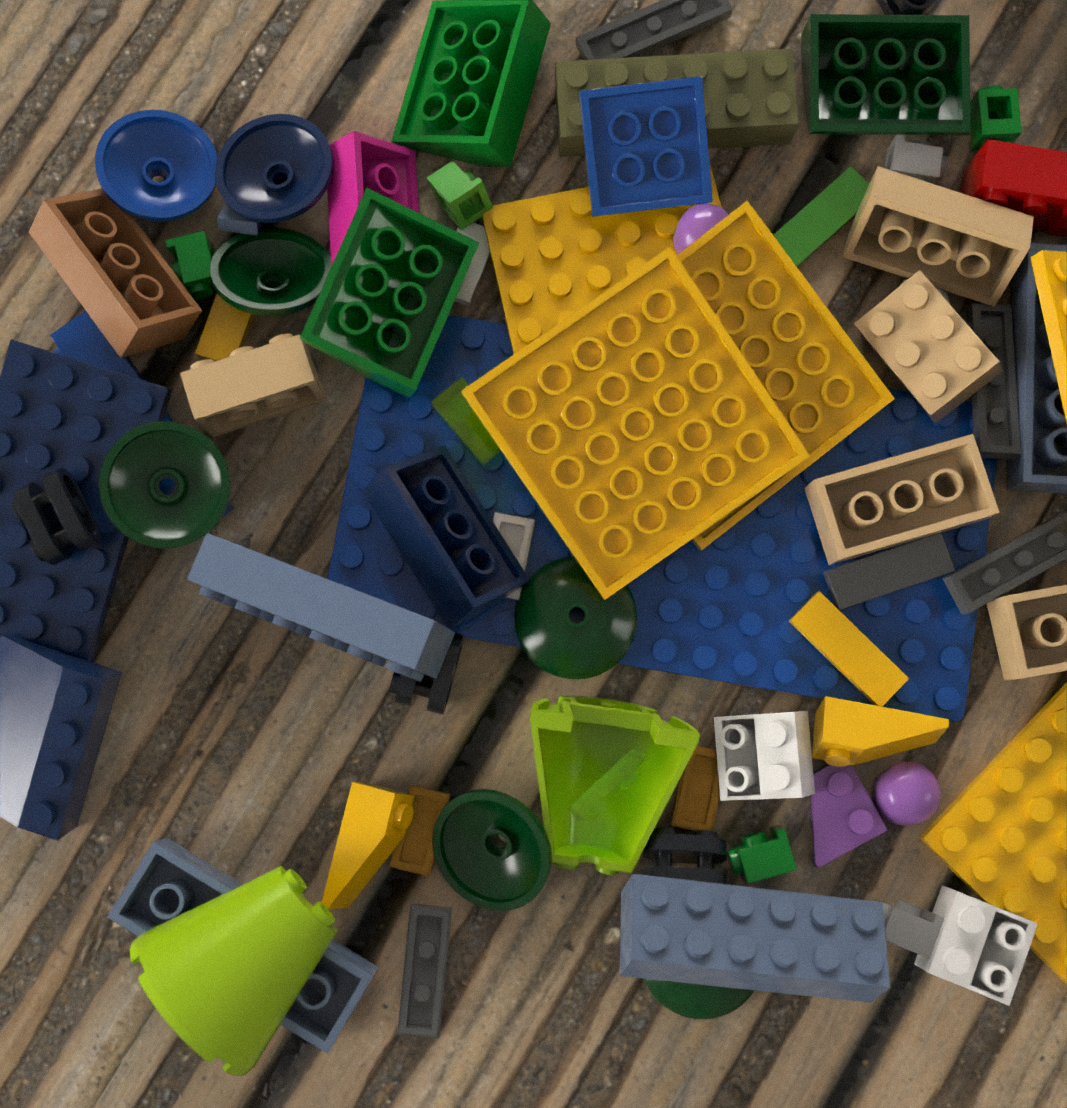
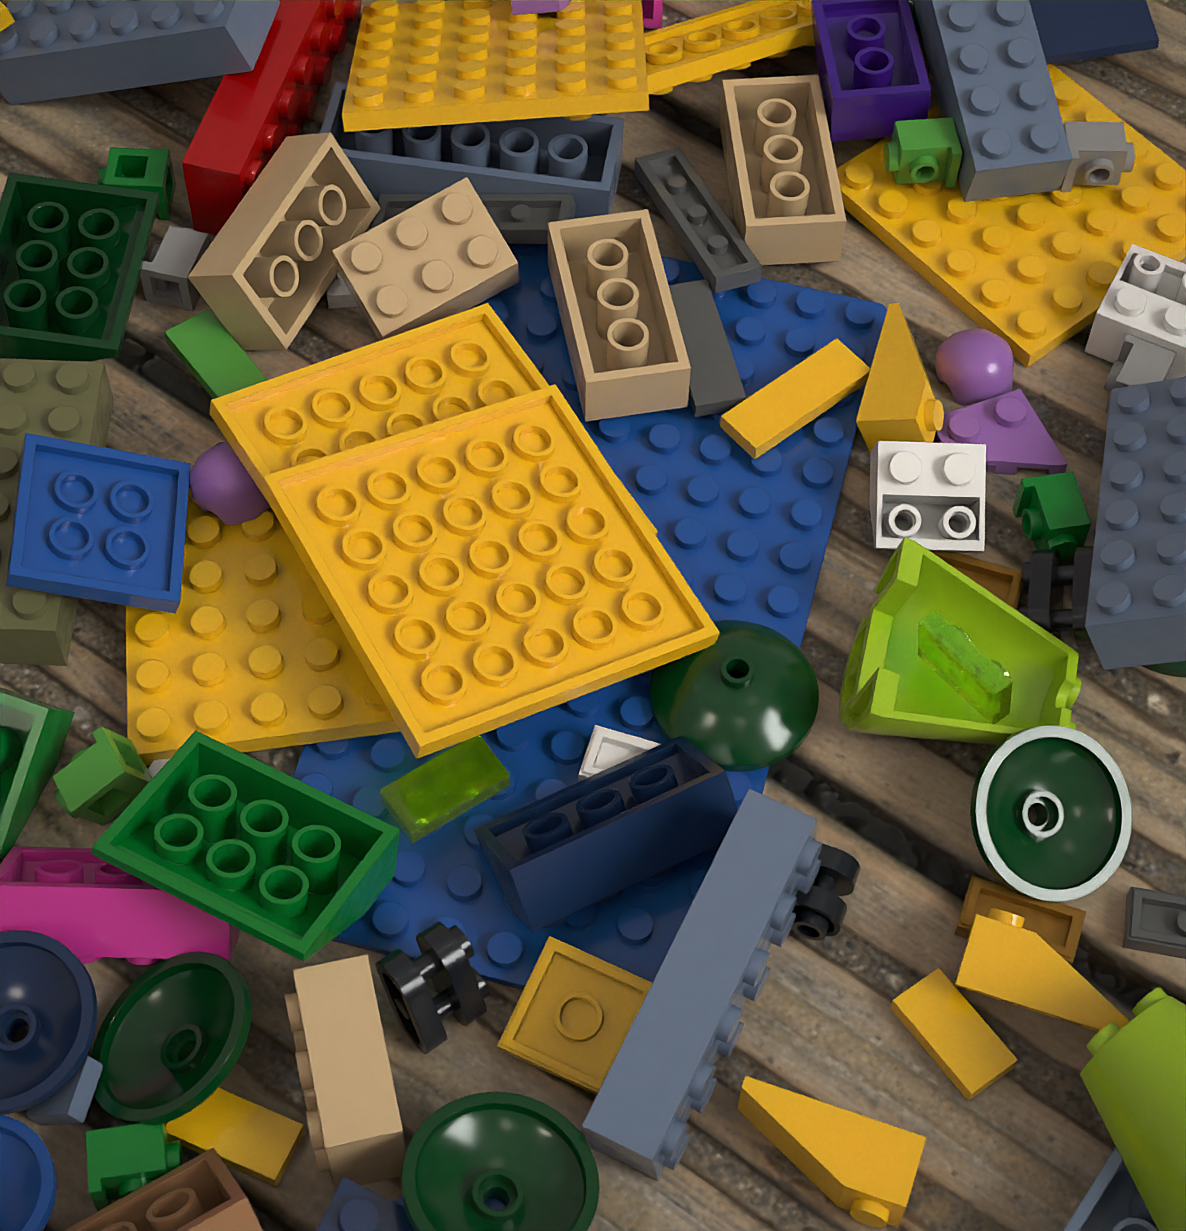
camera: 85 degrees left, 25 degrees down
(232, 715) = (845, 1154): none -> yellow slope
(318, 530) = (573, 1015): none -> yellow tile
(326, 435) = (458, 985): none -> black brick
(331, 783) = (953, 1034): none -> yellow tile

